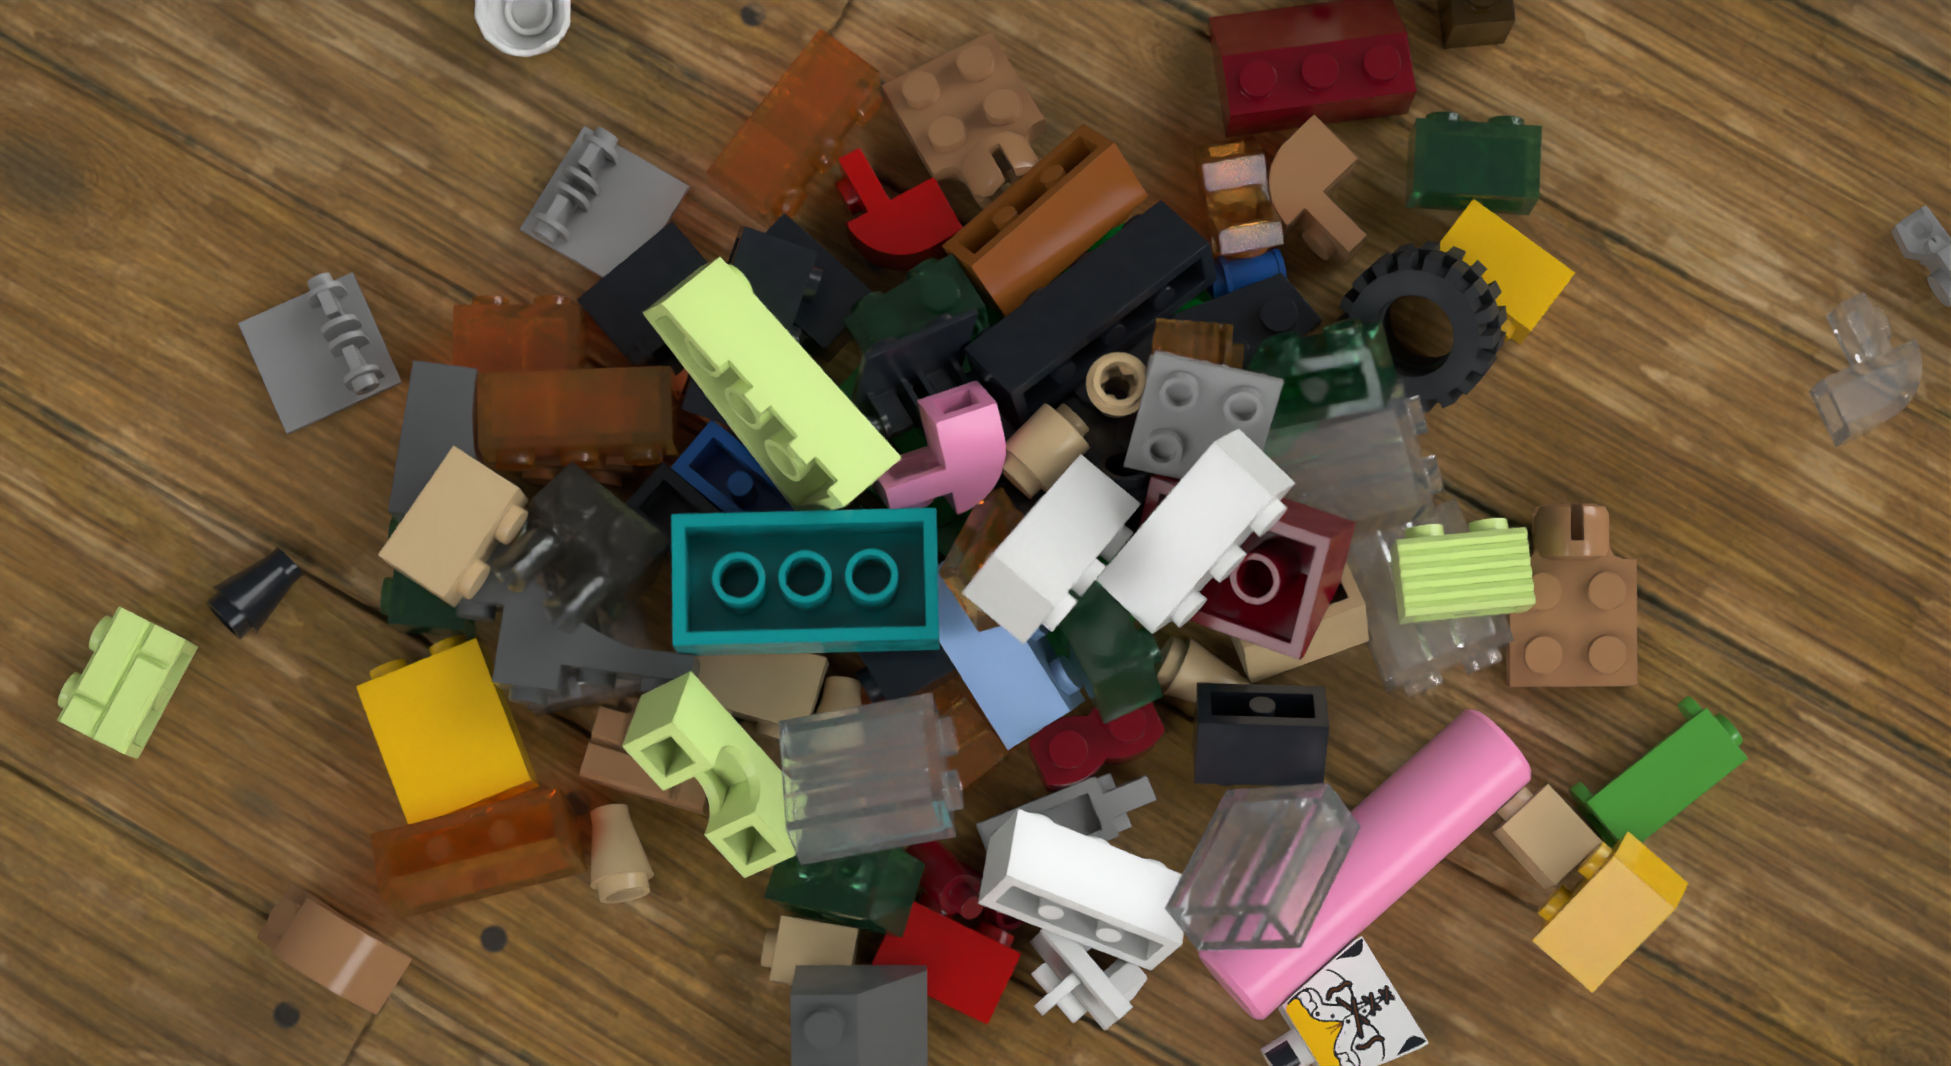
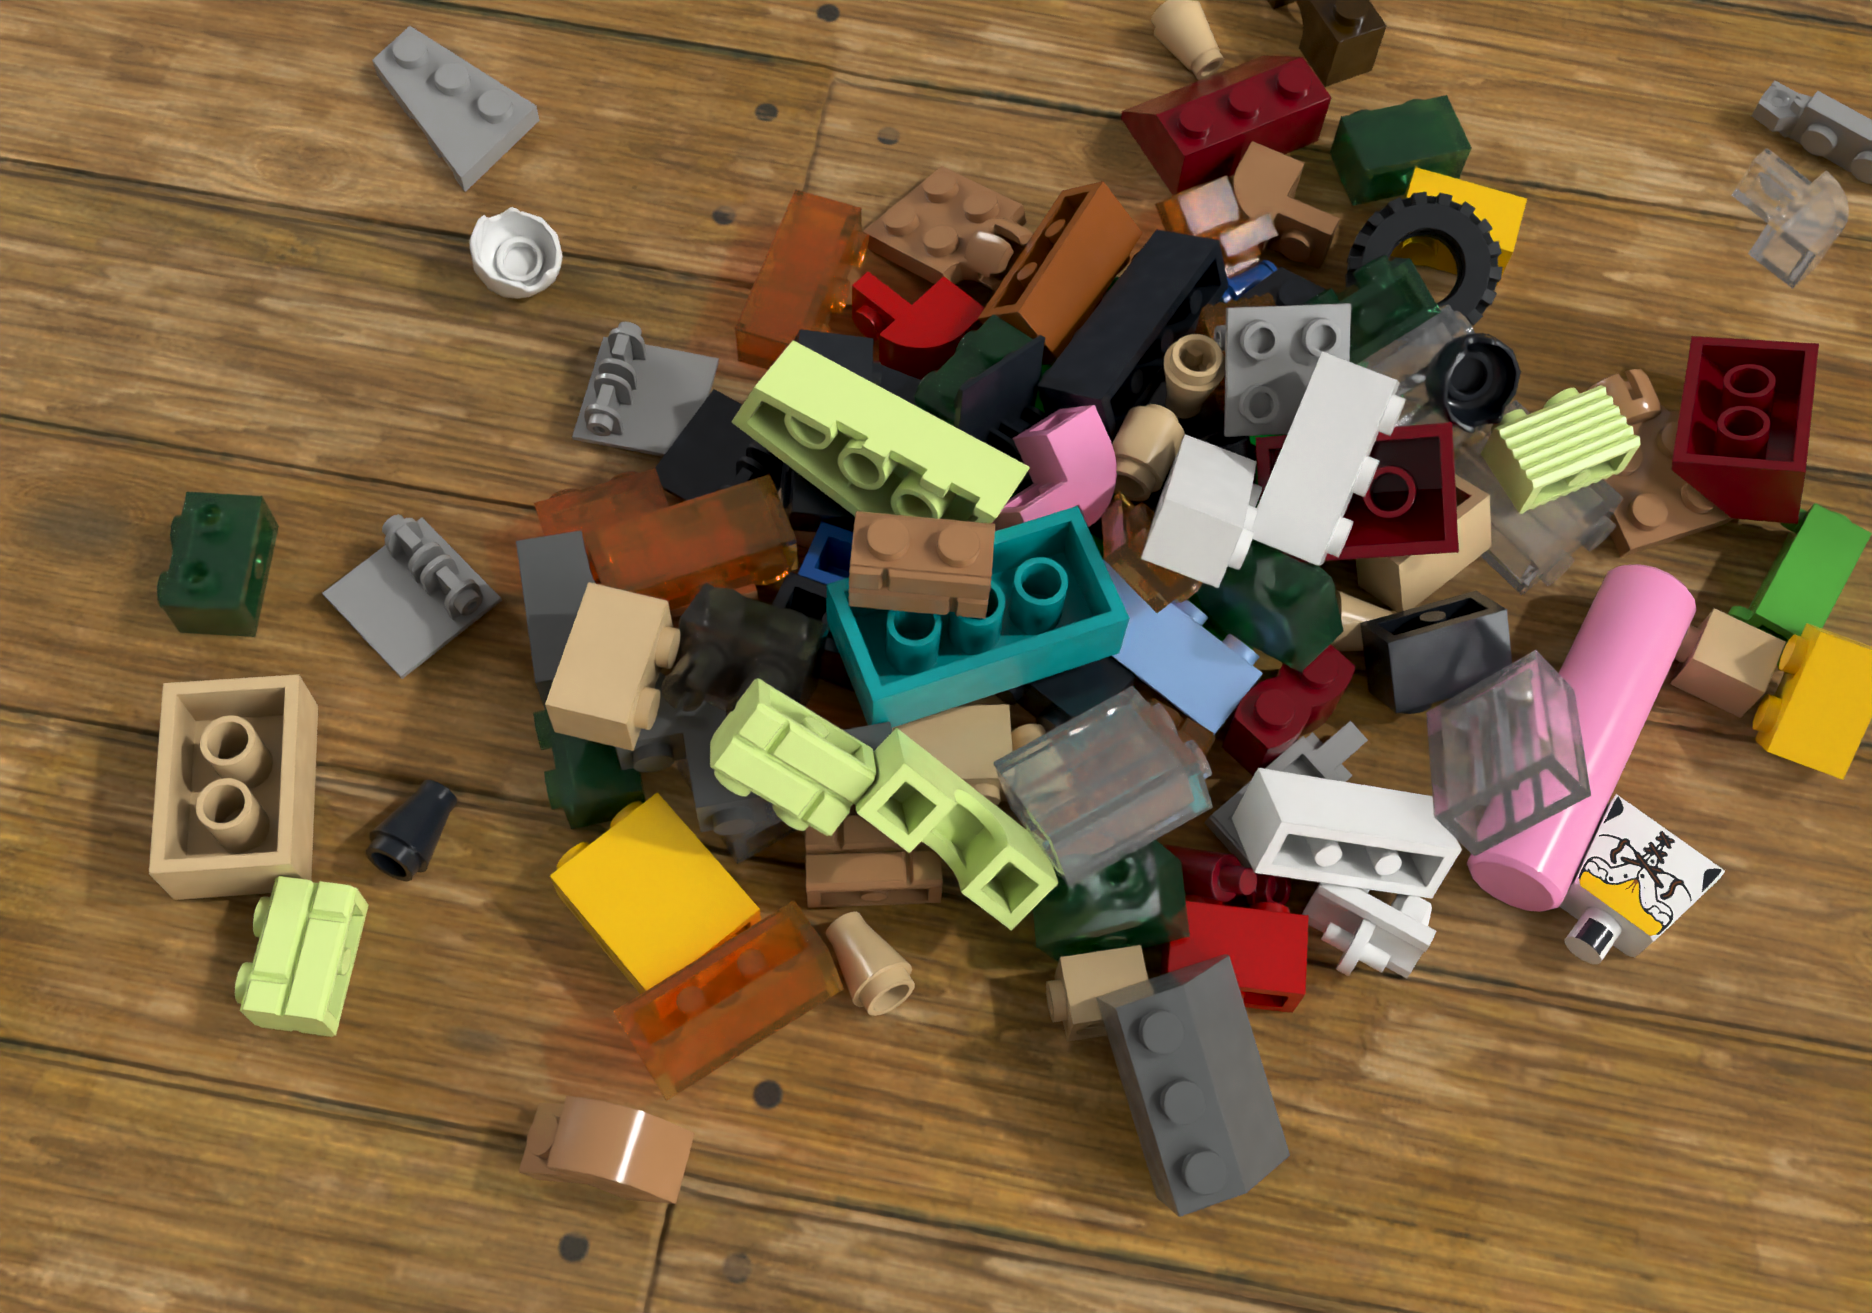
camera: 25 degrees left, 15 degrees down
(107, 504) = (234, 786): none -> tan brick
(150, 266) = (218, 564): none -> clear green brick
(583, 673) = (791, 759): none -> yellowish green brick
(754, 534) = (921, 564): none -> medium nougat brick
(1389, 487) = (1472, 381): none -> black hair
(1680, 600) = (1747, 425): none -> dark red slope

